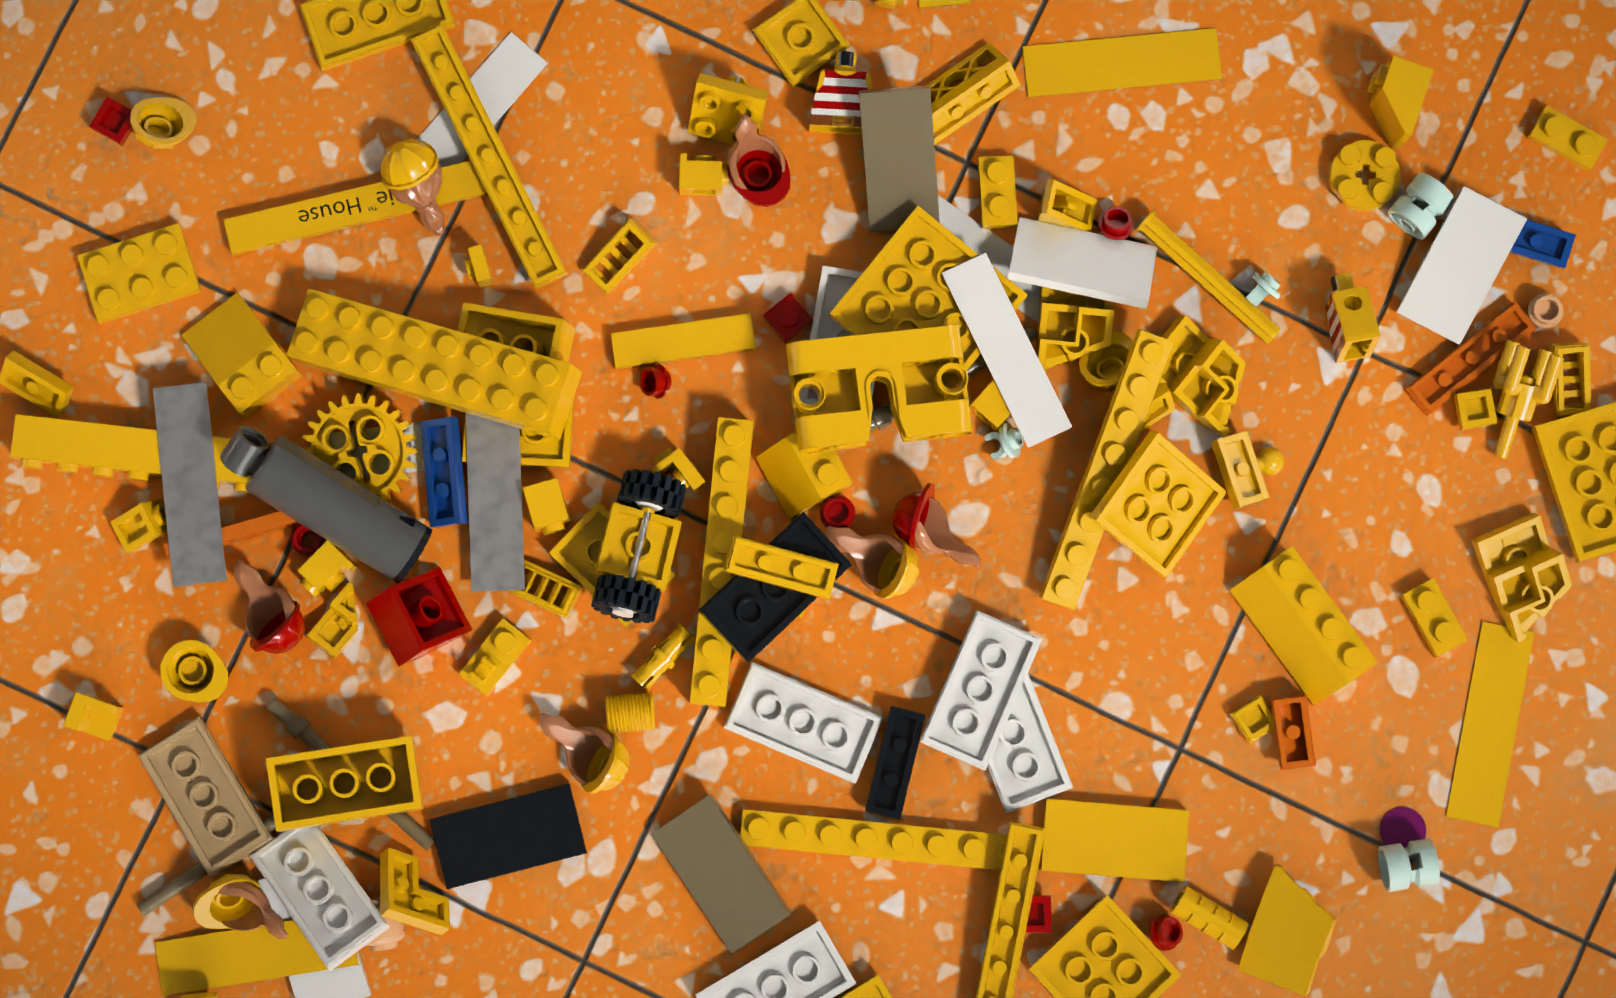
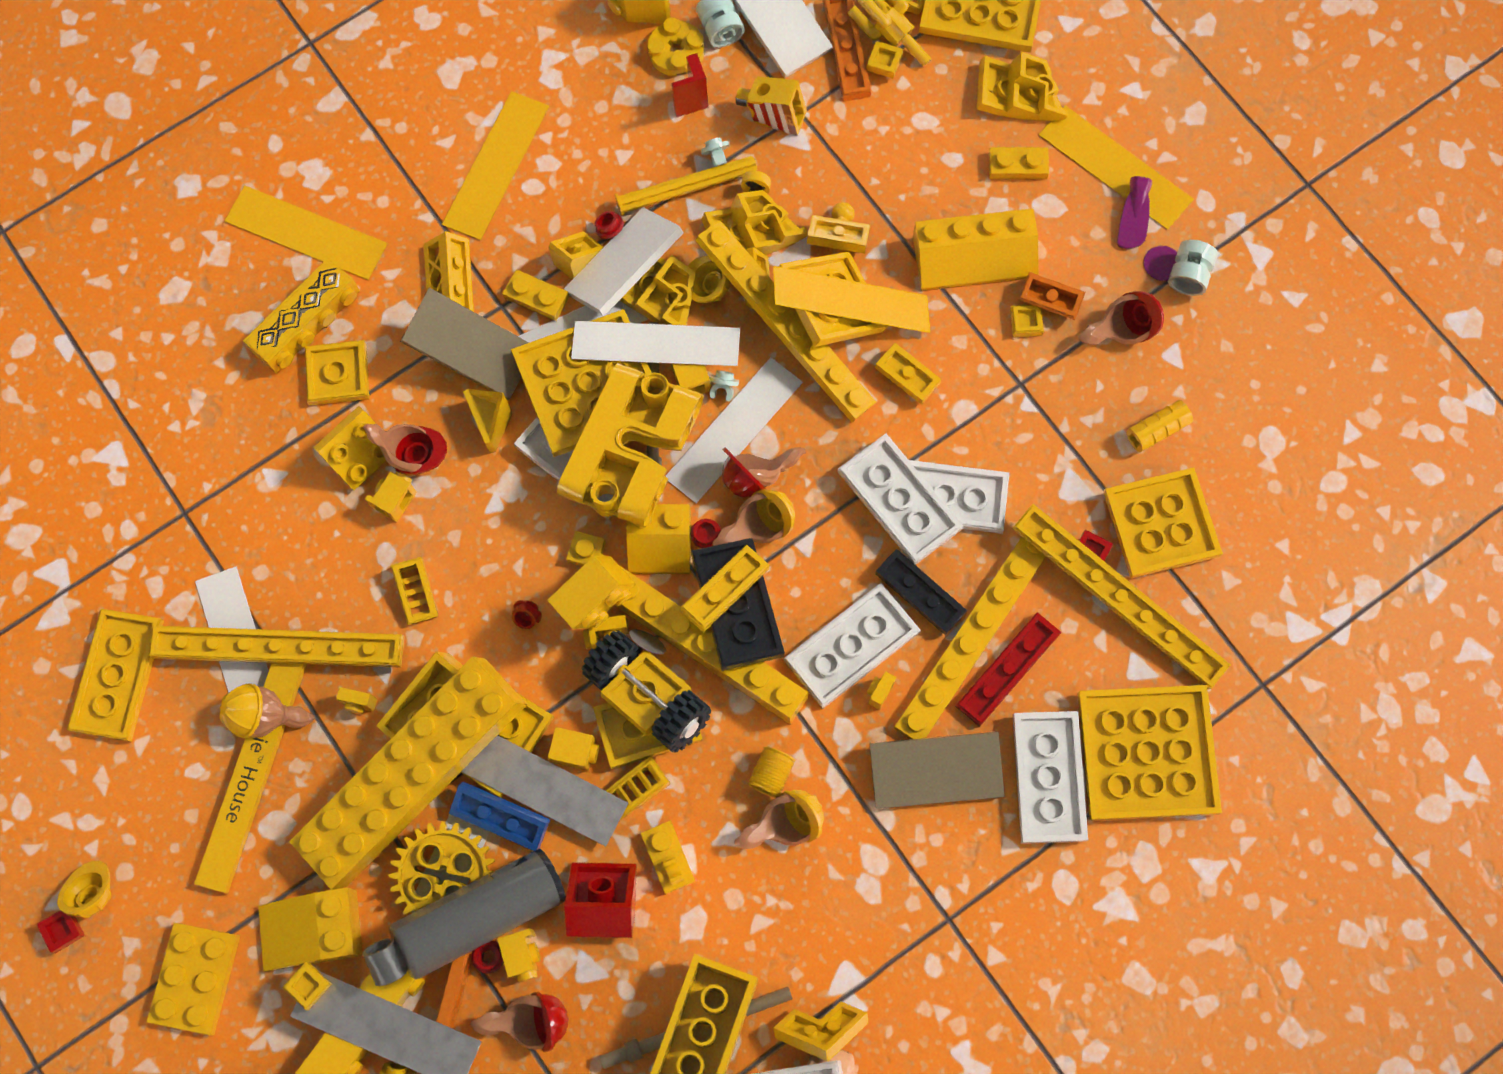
camera: 50 degrees left, 10 degrees down
(187, 388) = (307, 985): none -> yellow tile
(337, 625) = (570, 971): yellow slope -> none
(508, 836) = (816, 925): black tile -> none
(663, 656) = (742, 723): yellow pin -> none
(683, 341) = (508, 578): yellow tile -> none
(692, 517) = (647, 641): none -> flat silver sticker
(700, 442) = (592, 593): none -> yellow brick
(754, 401) = (584, 548): none -> yellow plate
(771, 775) = (880, 689): none -> yellow plate
(787, 318) = (537, 492): red plate -> none
(837, 97) = (399, 365): torso -> none
(837, 224) = (490, 413): none -> yellow slope
(864, 892) = (1008, 669): none -> red tile
(966, 478) = (733, 429): none -> white sticker
(1115, 840) = (1065, 462): yellow tile -> none
(1123, 626) = (908, 373): none -> yellow plate
(1165, 526) = (850, 299): none -> yellow sticker
(1165, 932) = (1154, 463): red plate -> none
(1250, 350) = (755, 181): none -> yellow tile
(1287, 935) = (1202, 378): yellow slope -> none
(1307, 825) = (1128, 320): none -> piece
(1311, 228) = (690, 93): none -> red panel
(1441, 773) = (1135, 214): none -> magenta piece

